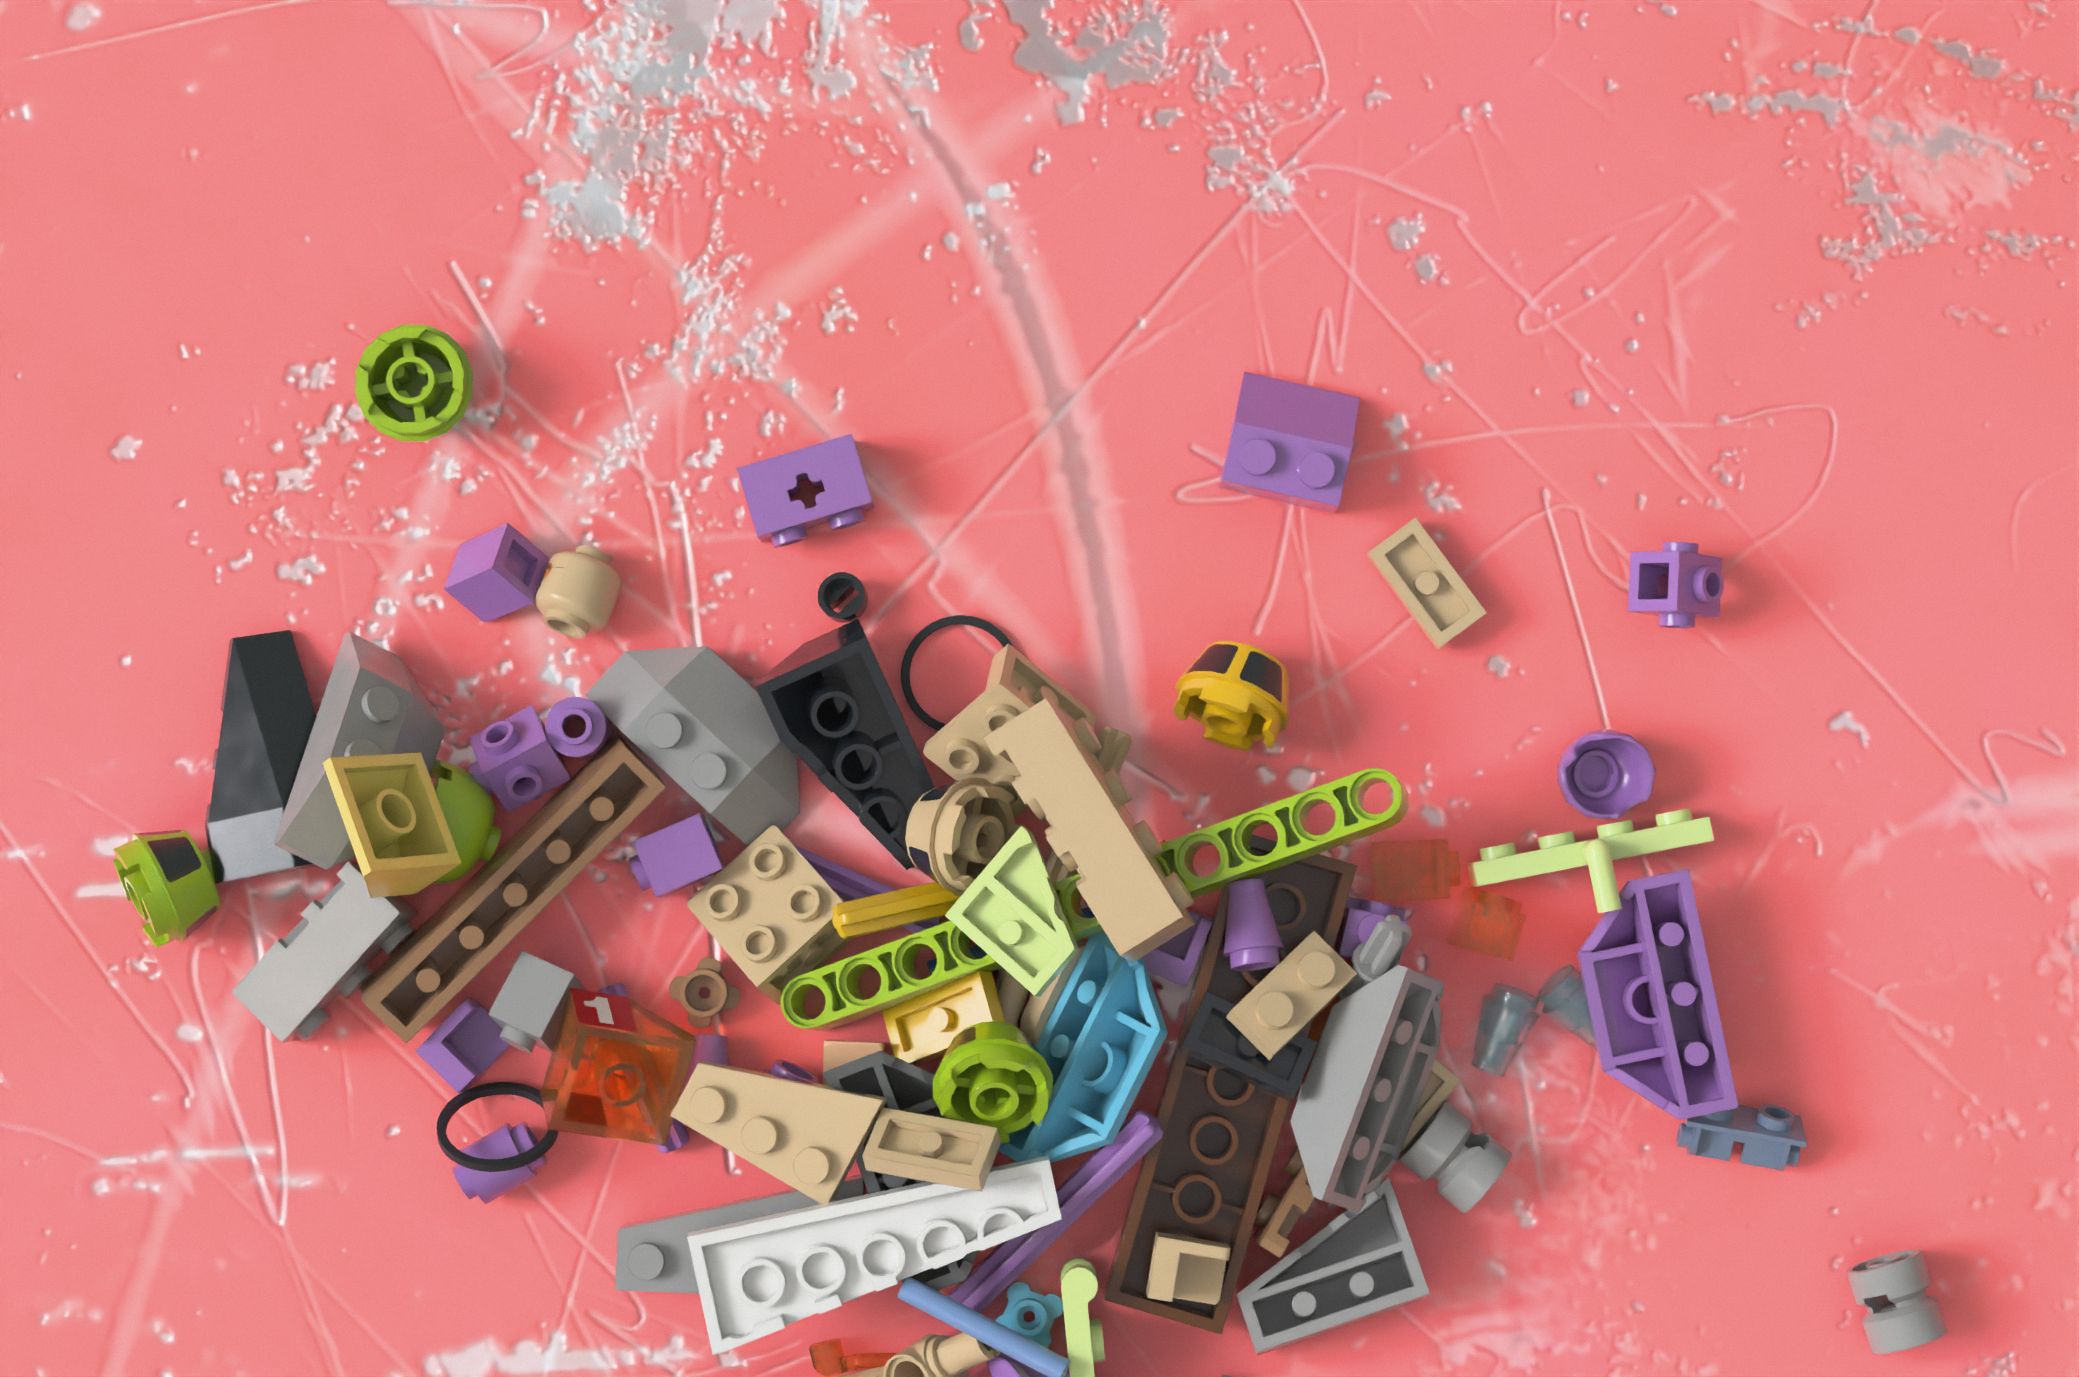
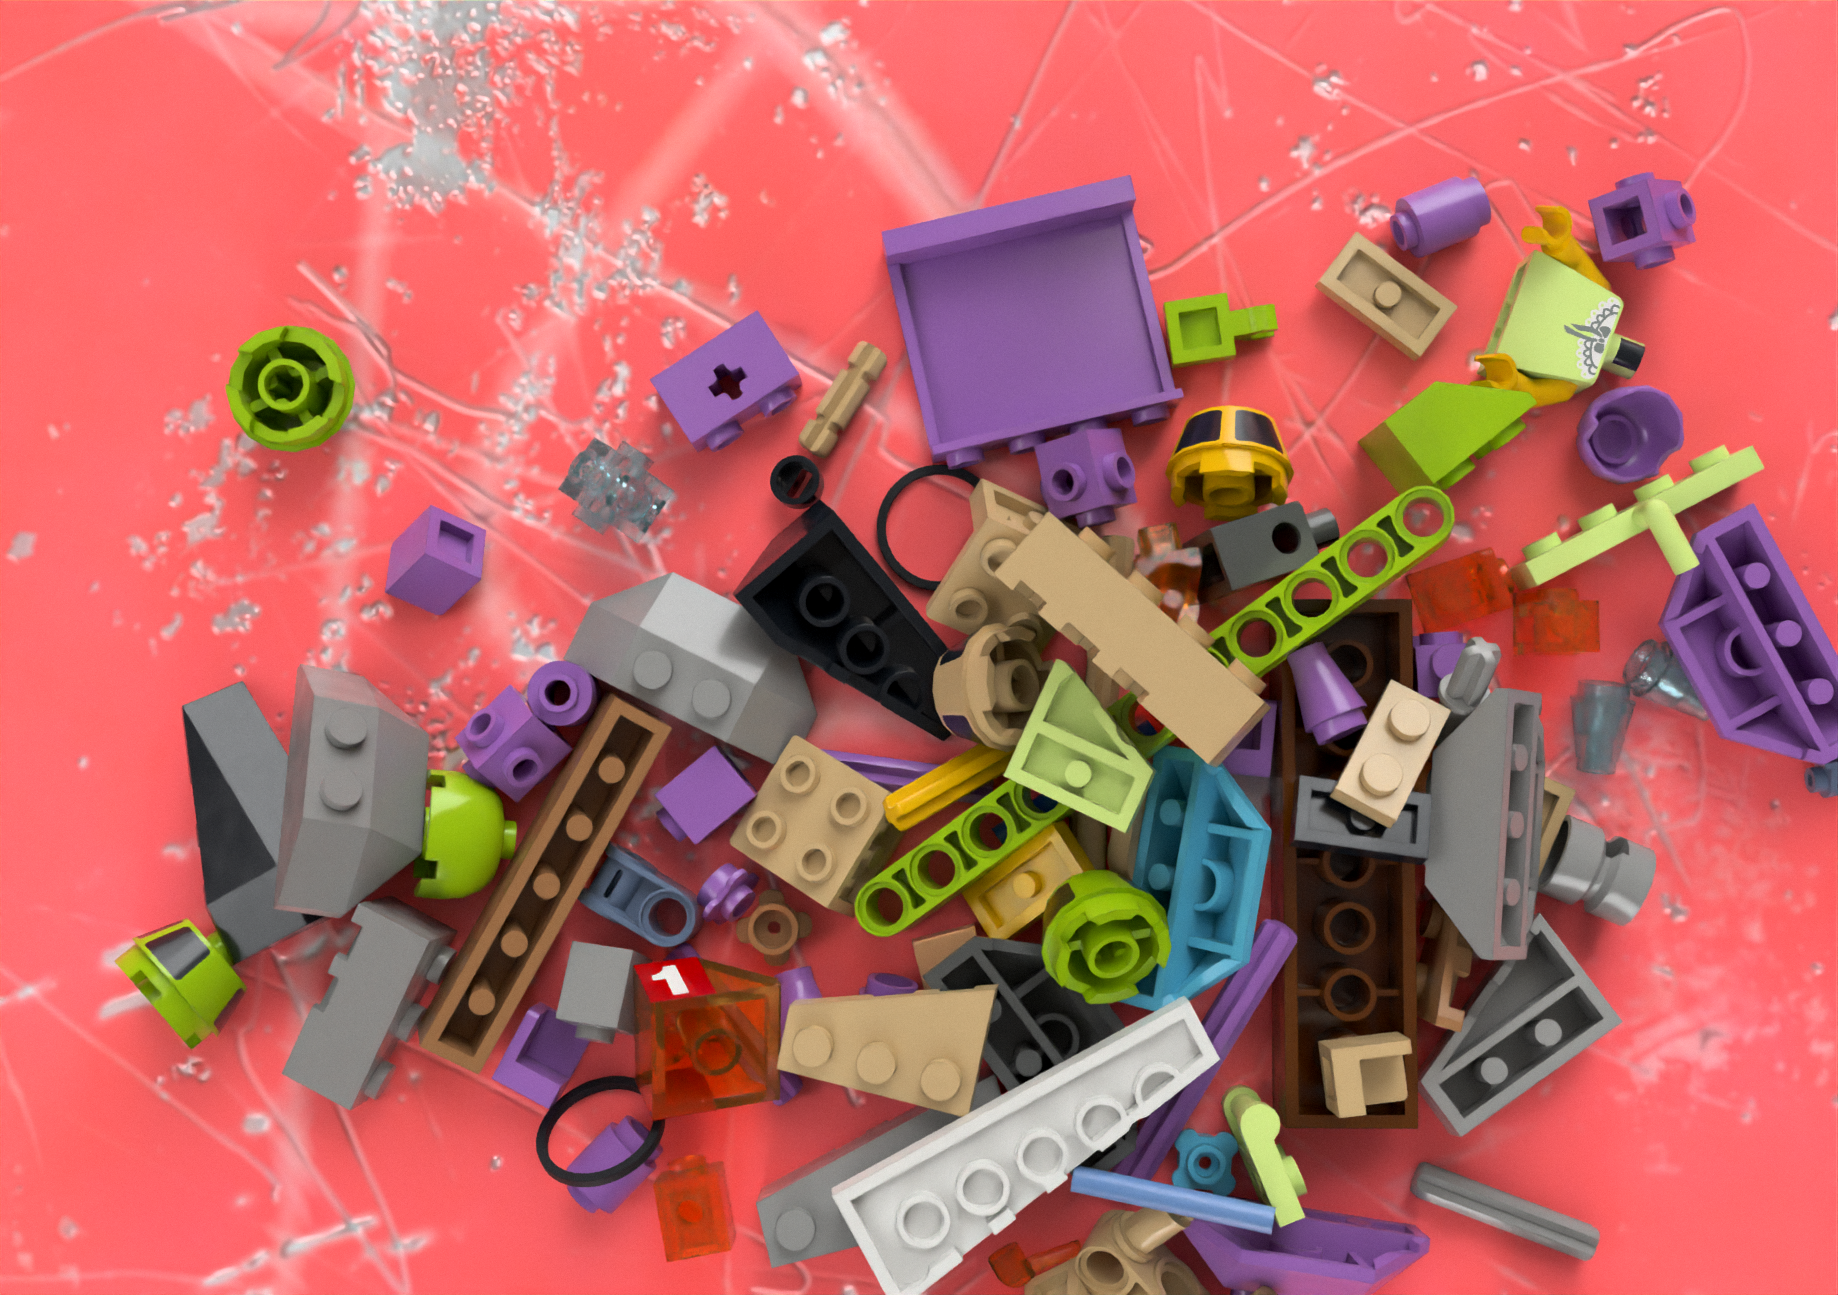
camera: 15 degrees left, 0 degrees up
(392, 821) = (387, 849): light yellow slope -> none
(560, 1221) = (694, 1208): none -> clear orange brick
(578, 592) = (524, 555): tan head -> none
(592, 929) = (630, 893): none -> sand blue piece
(671, 950) = (727, 894): none -> medium lavender plate
(677, 557) = (615, 489): none -> clear light blue brick
(906, 533) = (842, 399): none -> tan axle
(931, 1149) = (1063, 1026): tan plate -> none
(1096, 514) = (1029, 321): none -> medium lavender panel
(1103, 669) = (1086, 476): none -> medium lavender brick
(1149, 779) = (1170, 569): none -> clear orange hips
(1218, 779) = (1260, 548): none -> dark grey torso
(1252, 567) = (1205, 328): none -> lime plate
(1290, 443) = (1206, 197): medium lavender slope -> none
(1429, 720) = (1439, 430): none -> lime slope
(1496, 525) = (1440, 216): none -> medium lavender brick
(1568, 656) = (1556, 321): none -> torso

